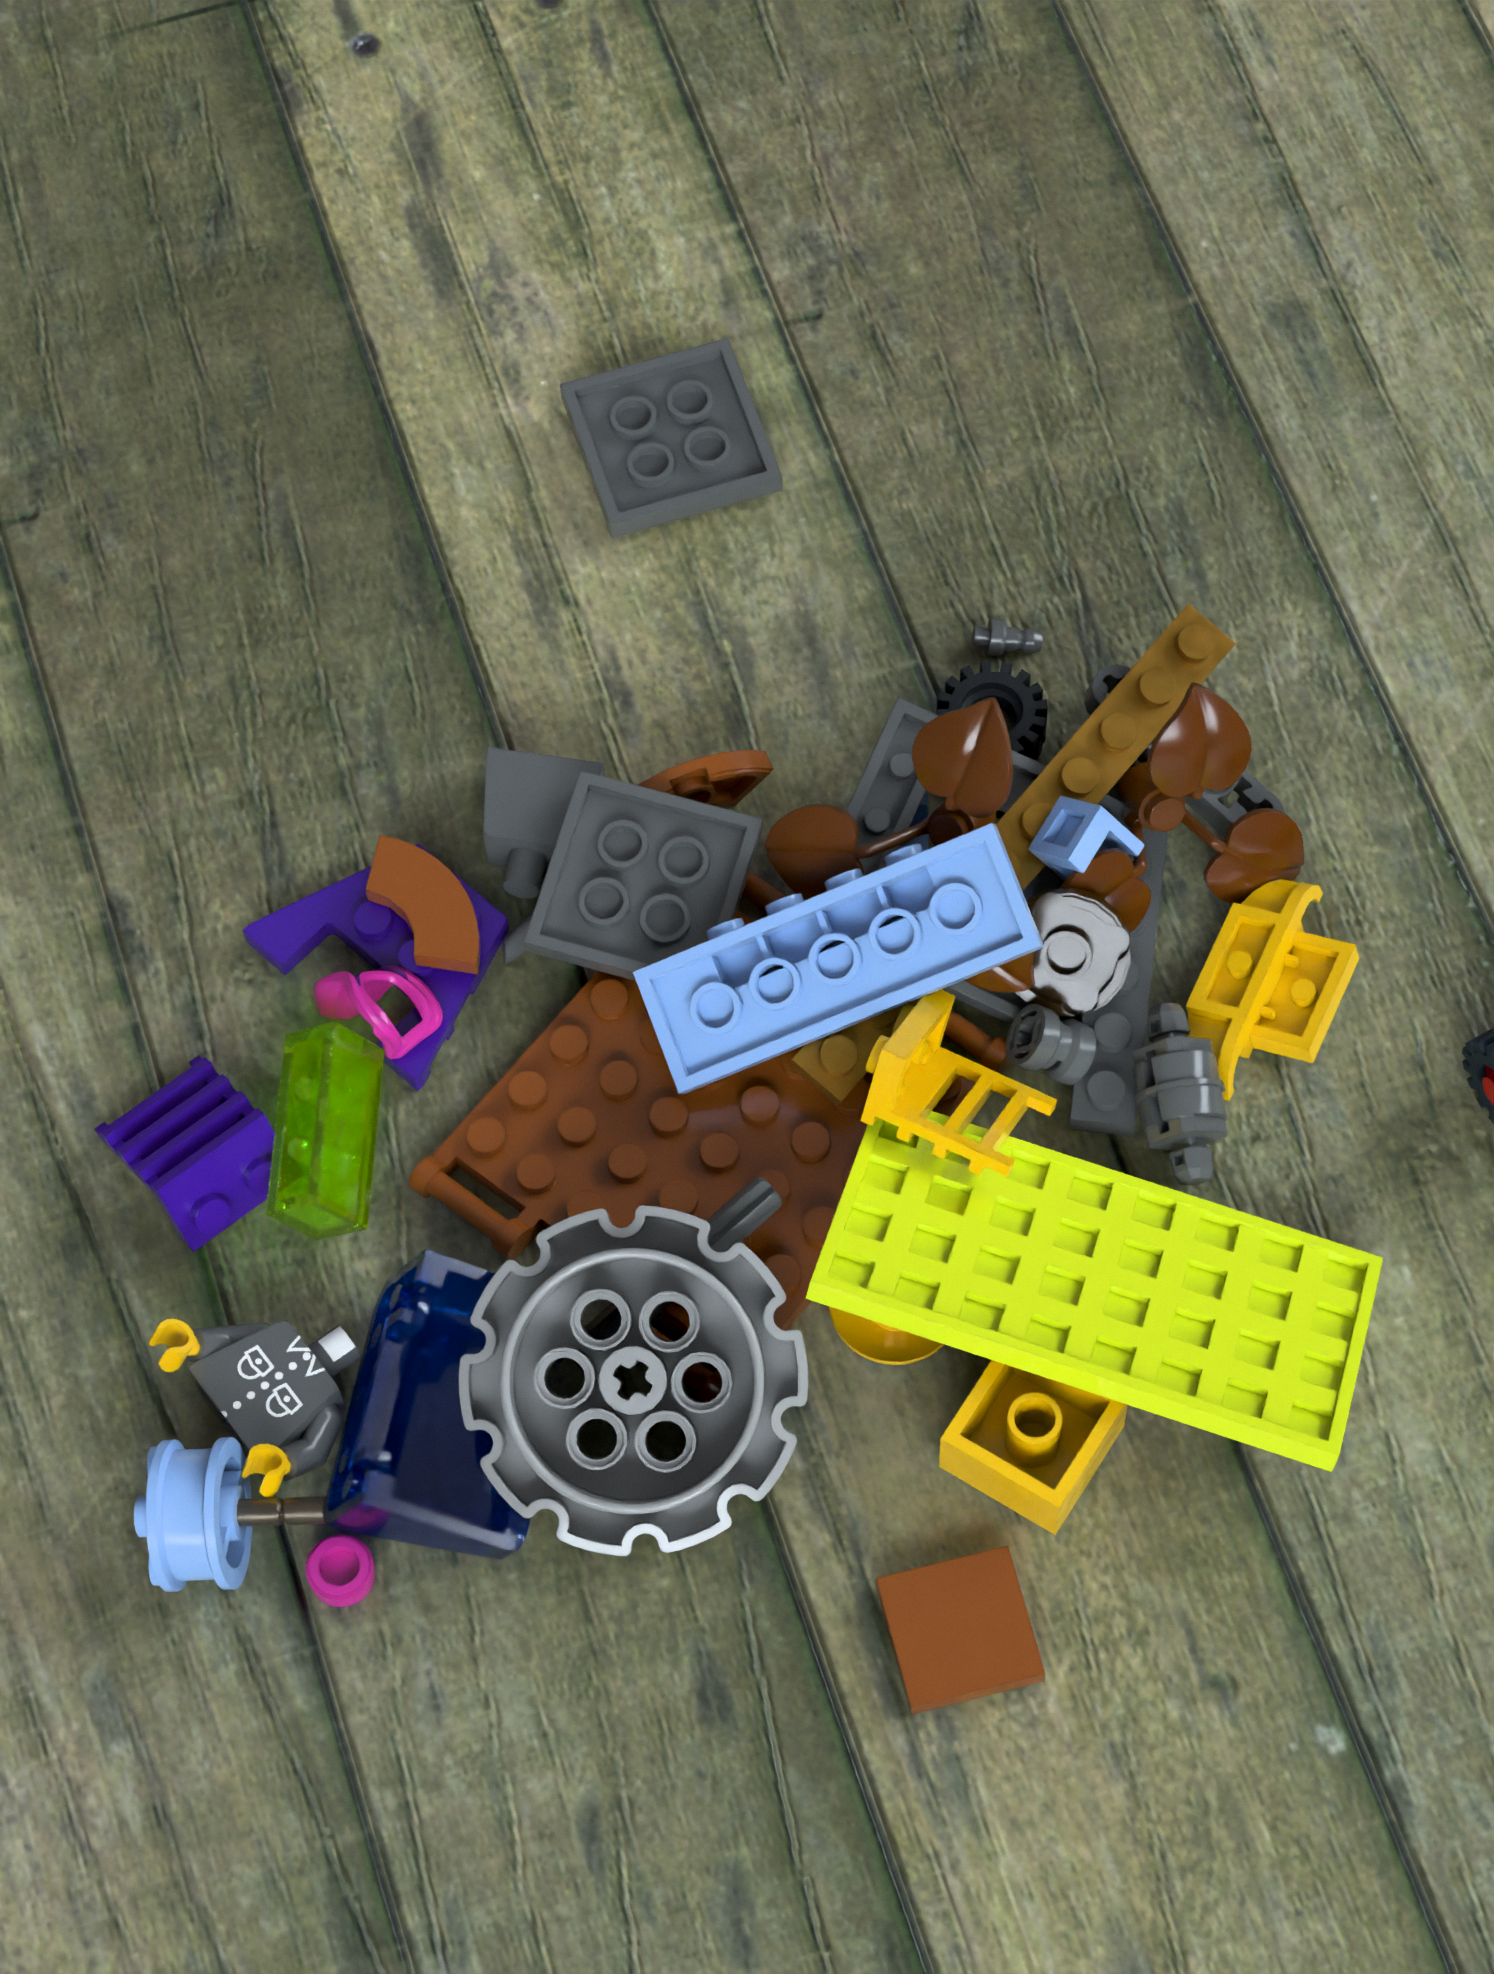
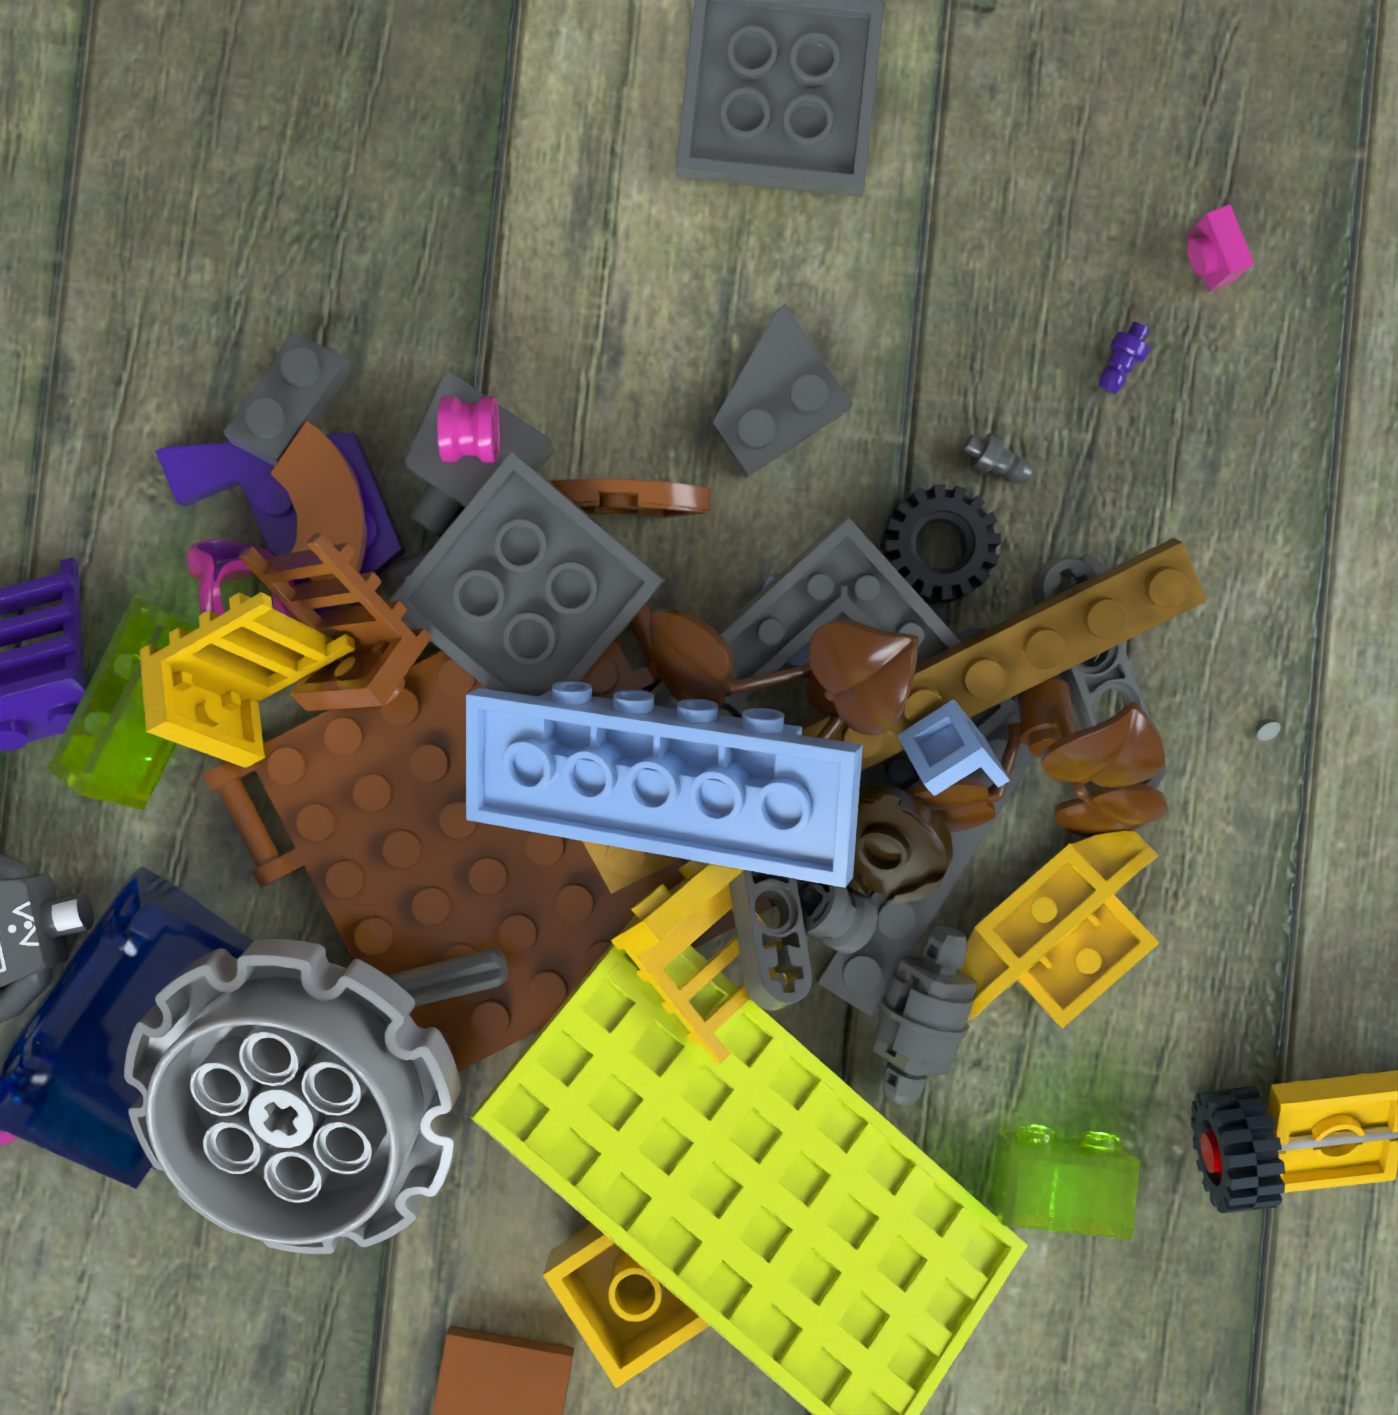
camera: 25 degrees right, 25 degrees up
(347, 839) = (289, 393): none -> dark grey plate
(394, 1074) = (211, 679): none -> yellow plate
(510, 997) = (383, 643): none -> dark orange plate
(533, 772) = (468, 429): none -> dark pink wheel
(789, 669) = (778, 397): none -> dark grey wing
(998, 1060) = (751, 934): none -> dark grey beam
(1075, 512) = (1127, 350): none -> dark purple piece
(1108, 405) = (1218, 248): none -> dark pink plate
(1362, 754) = (1267, 729): none -> light grey piece
(1386, 1186) = (1065, 1182): none -> clear neon green brick

